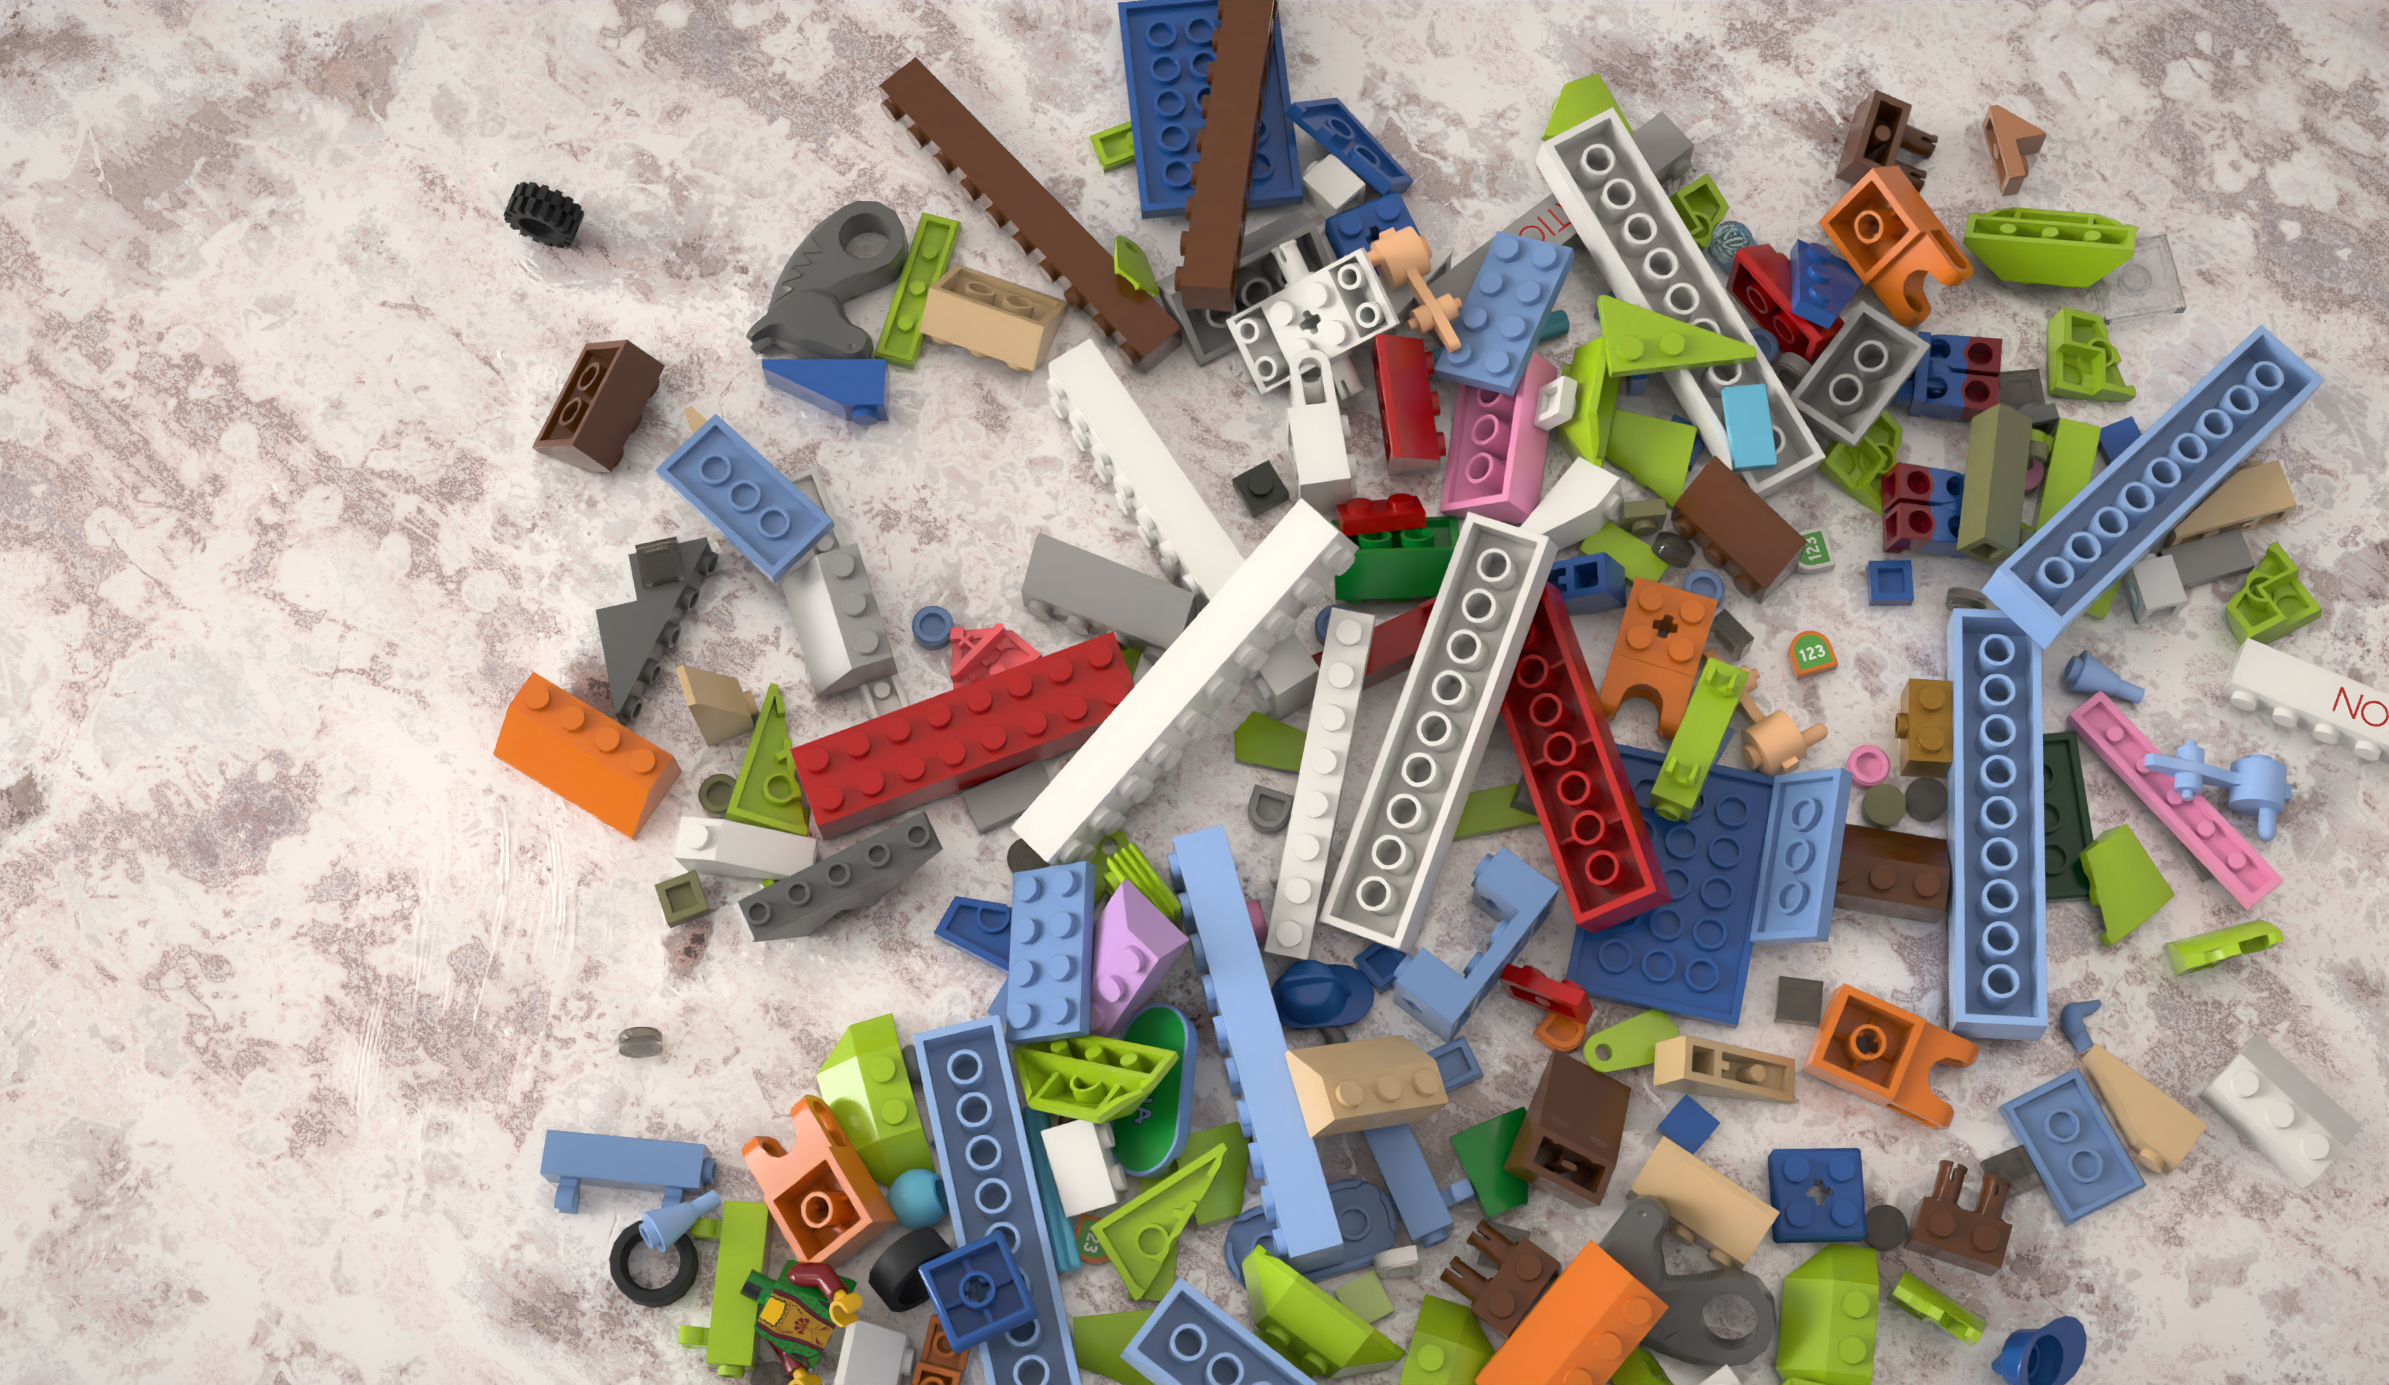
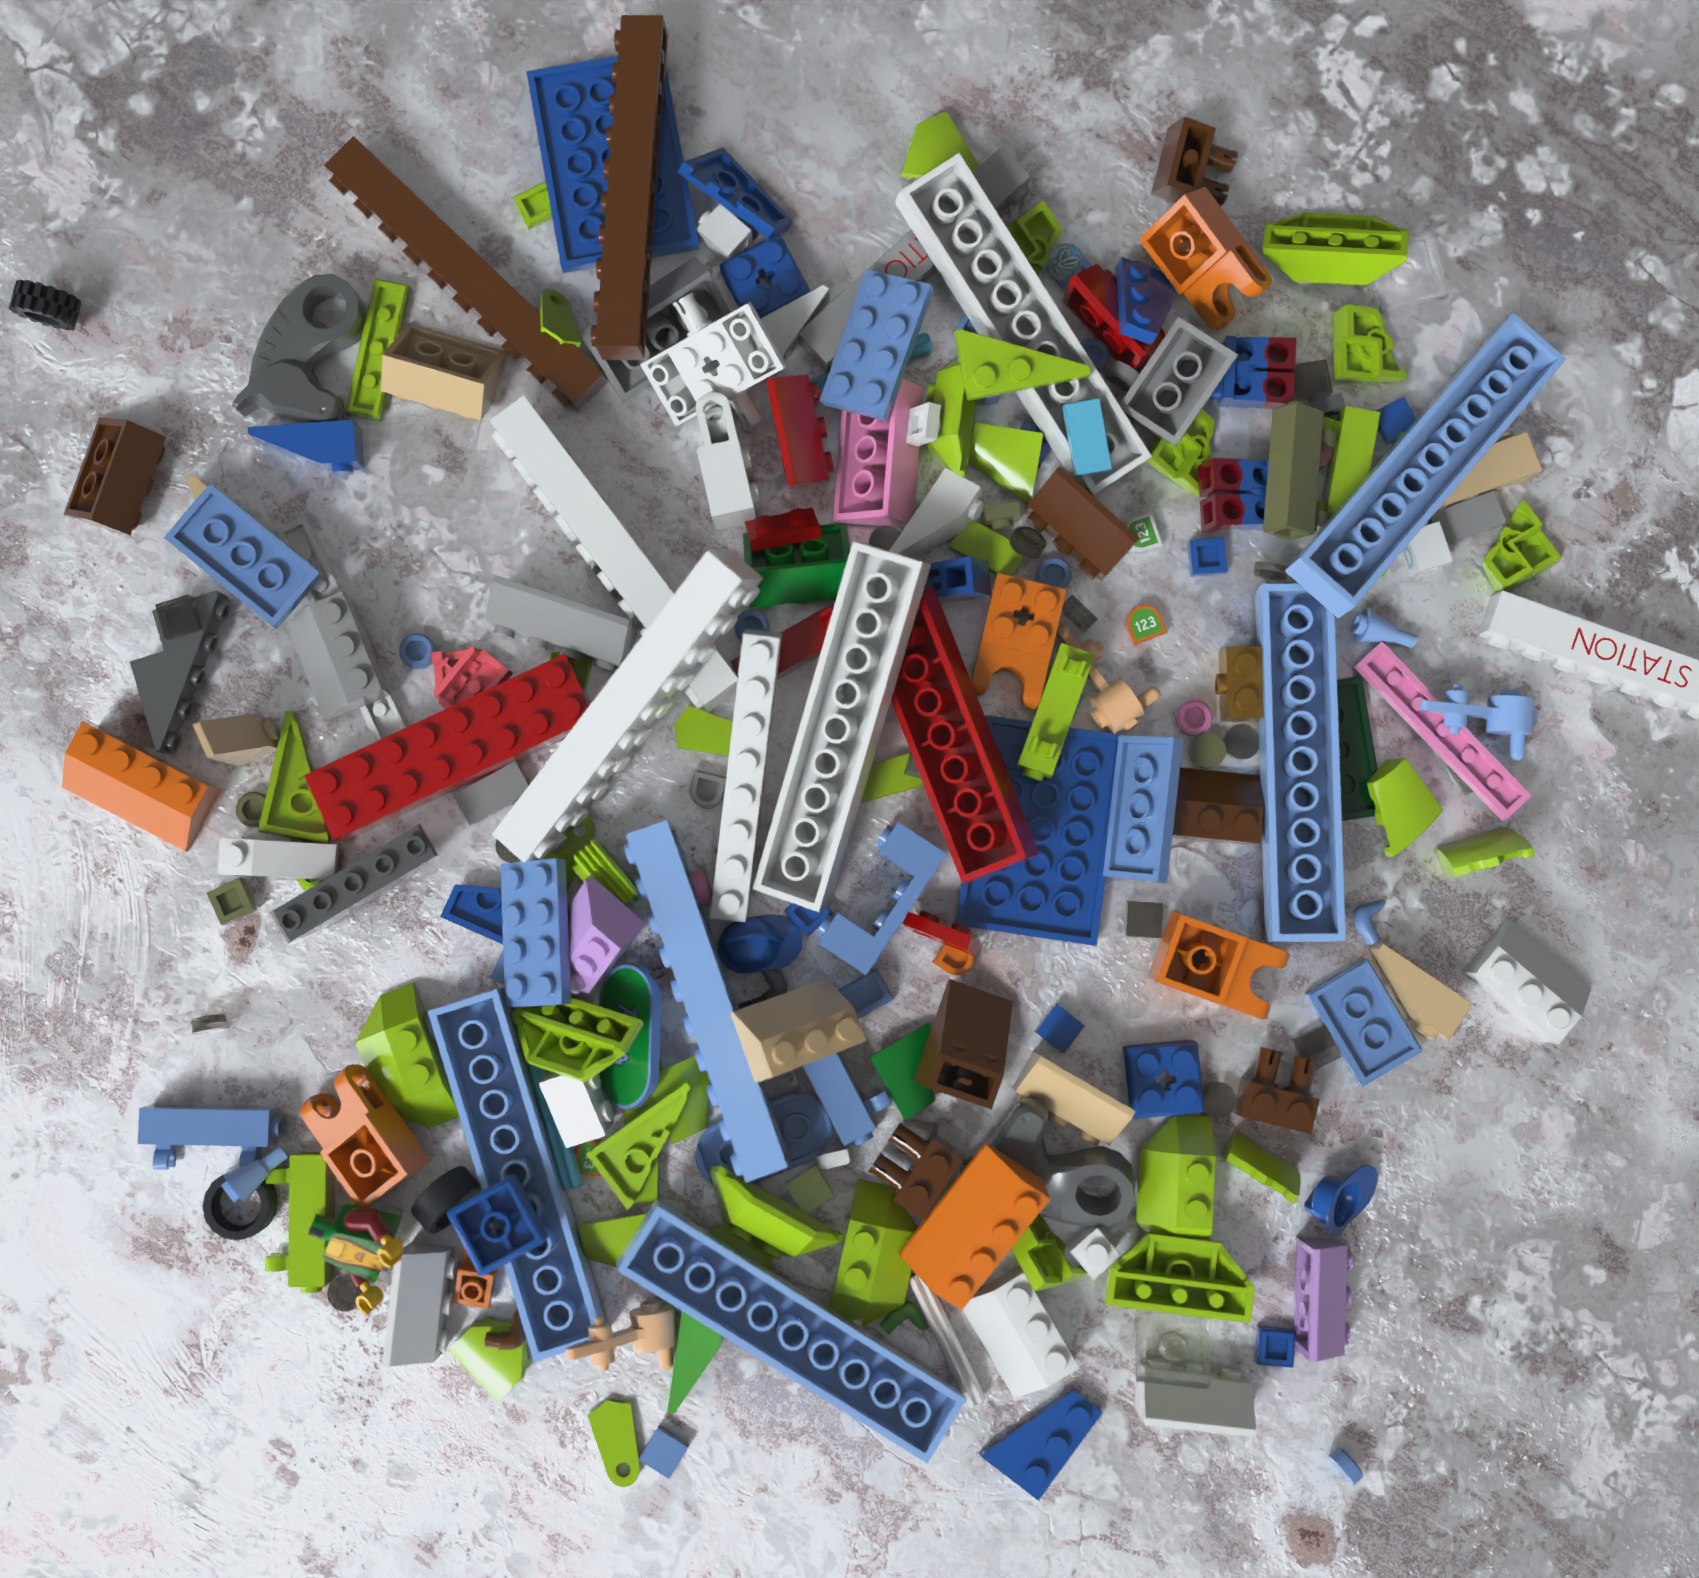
camera: 10 degrees left, 15 degrees up
(918, 1199) = (445, 1139): medium azure piece -> none
(1260, 489) = (681, 509): pearl dark grey plate -> none
(1404, 260) = (786, 305): light nougat piece -> none
(1630, 1042) = (1013, 965): lime piece -> none
(1722, 1070) = (1086, 984): tan slope -> none
(2009, 142) = (1295, 150): nougat slope -> none

